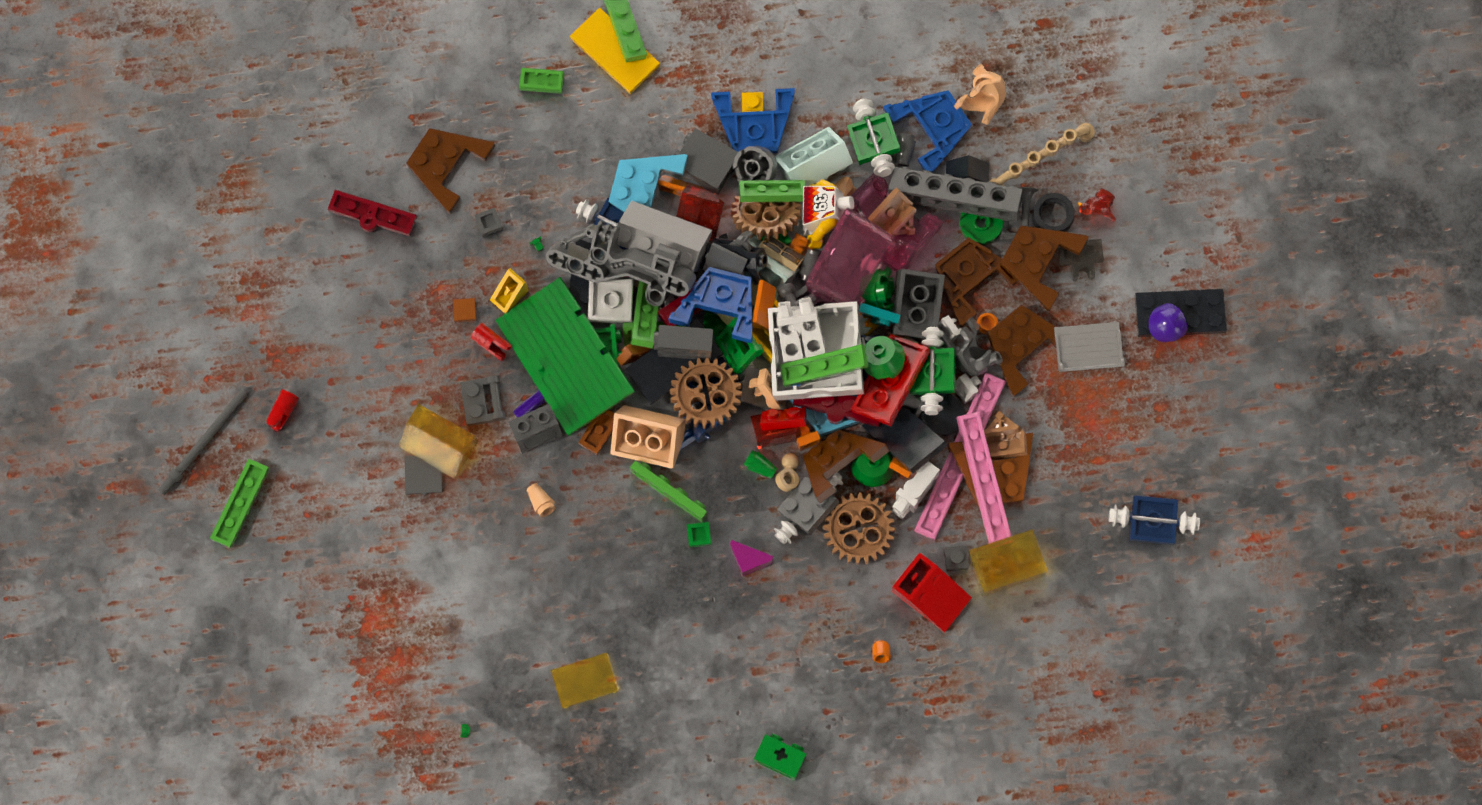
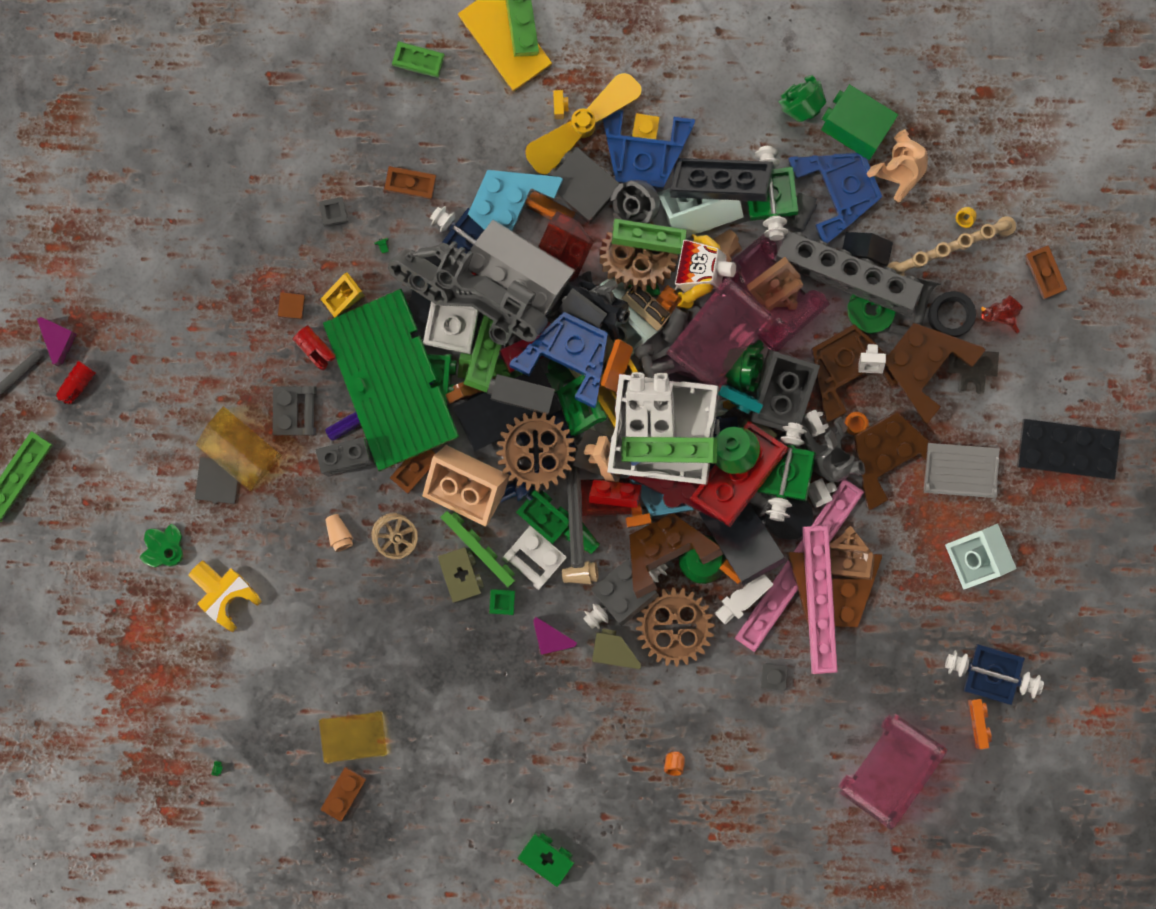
camera: 10 degrees right, 10 degrees up
(260, 373) = (57, 340): none -> magenta slope
(372, 213) = (207, 179): dark red hinge -> none
(381, 538) = (160, 544): none -> green plate
(437, 158) = (289, 127): reddish brown wing -> none
(443, 571) = (221, 592): none -> yellow connector
(552, 185) = (410, 183): none -> dark orange plate
(584, 733) = (343, 794): none -> dark orange plate
(591, 492) = (394, 536): none -> tan wheel
(657, 529) = (459, 589): none -> olive brick
(671, 134) = (550, 148): none -> yellow piece
(674, 96) = (560, 104): none -> yellow plate
(724, 451) = (544, 516): none -> green bracket
(725, 485) = (538, 550): none -> white plate
(751, 444) = (575, 517): none -> dark grey axle
(766, 496) = (584, 575): none -> tan cone
(789, 463) = (614, 538): tan plate -> none
(807, 559) = (613, 650): none -> olive slope
(827, 132) = (722, 179): none -> black tile
(886, 54) = (803, 100): none -> green cone
(931, 592) = (739, 711): red slope -> none
(938, 64) = (858, 121): none -> green brick
(990, 264) = (872, 361): none -> white tile
(1007, 563) = (827, 695): clear yellow slope -> none
(1043, 129) = (962, 221): none -> yellow hinge
(1079, 621) = (893, 771): none -> clear pink windscreen
(1120, 418) = (980, 556): none -> light aqua slope
(1128, 164) = (1045, 272): none -> dark orange plate
(1153, 573) = (978, 714): none -> orange plate
(1167, 323) = (1052, 460): dark purple helmet -> none

